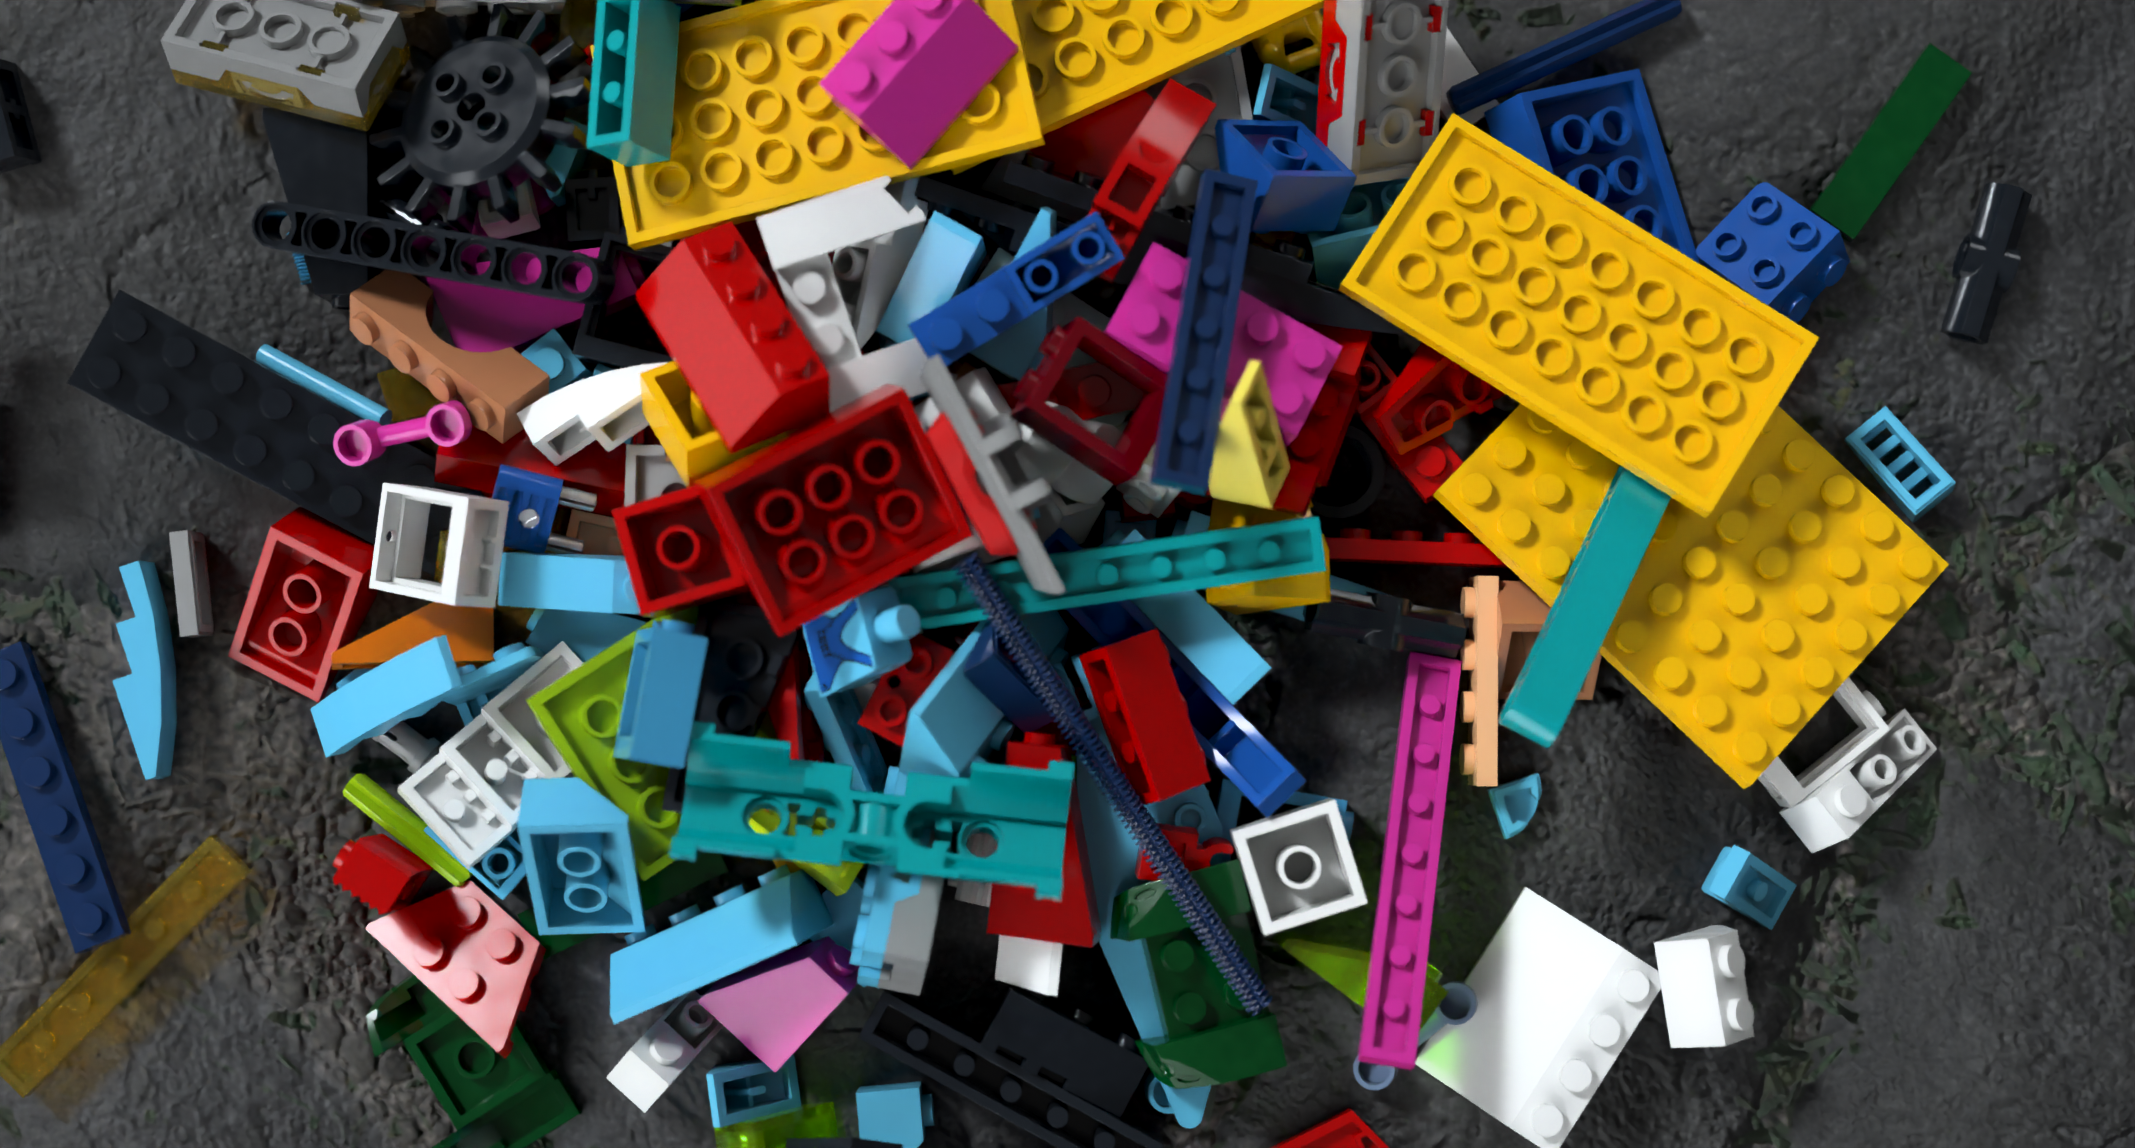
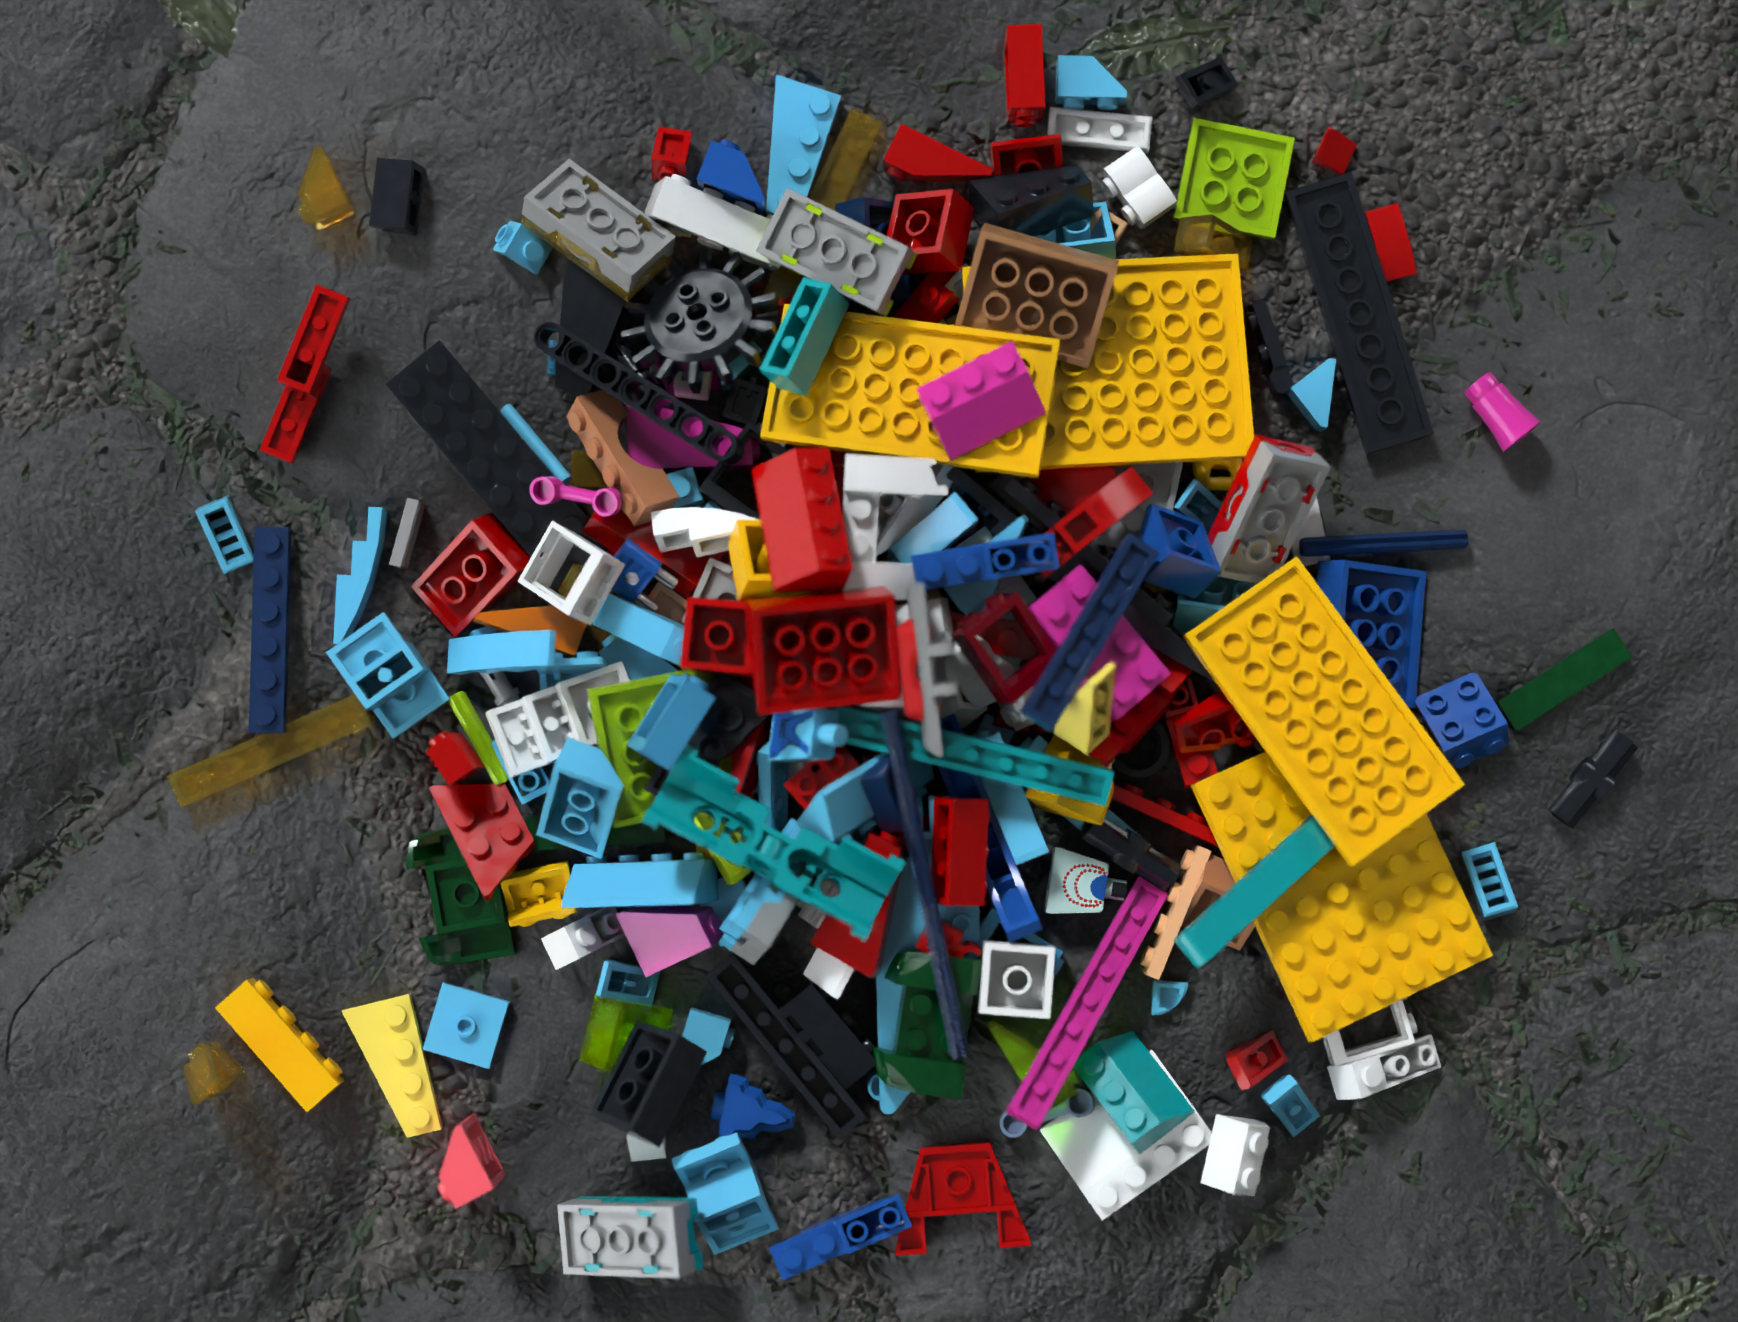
camera: 25 degrees right, 0 degrees up
(195, 116) = (522, 246): none -> medium azure bracket
(241, 793) = (388, 675): none -> medium azure bracket
(574, 1017) = (537, 894): none -> yellow bracket
(1332, 696) = (1079, 884): none -> light aqua torso
(1523, 954) = (1133, 1089): none -> teal slope
(1676, 843) = (1255, 1059): none -> red slope

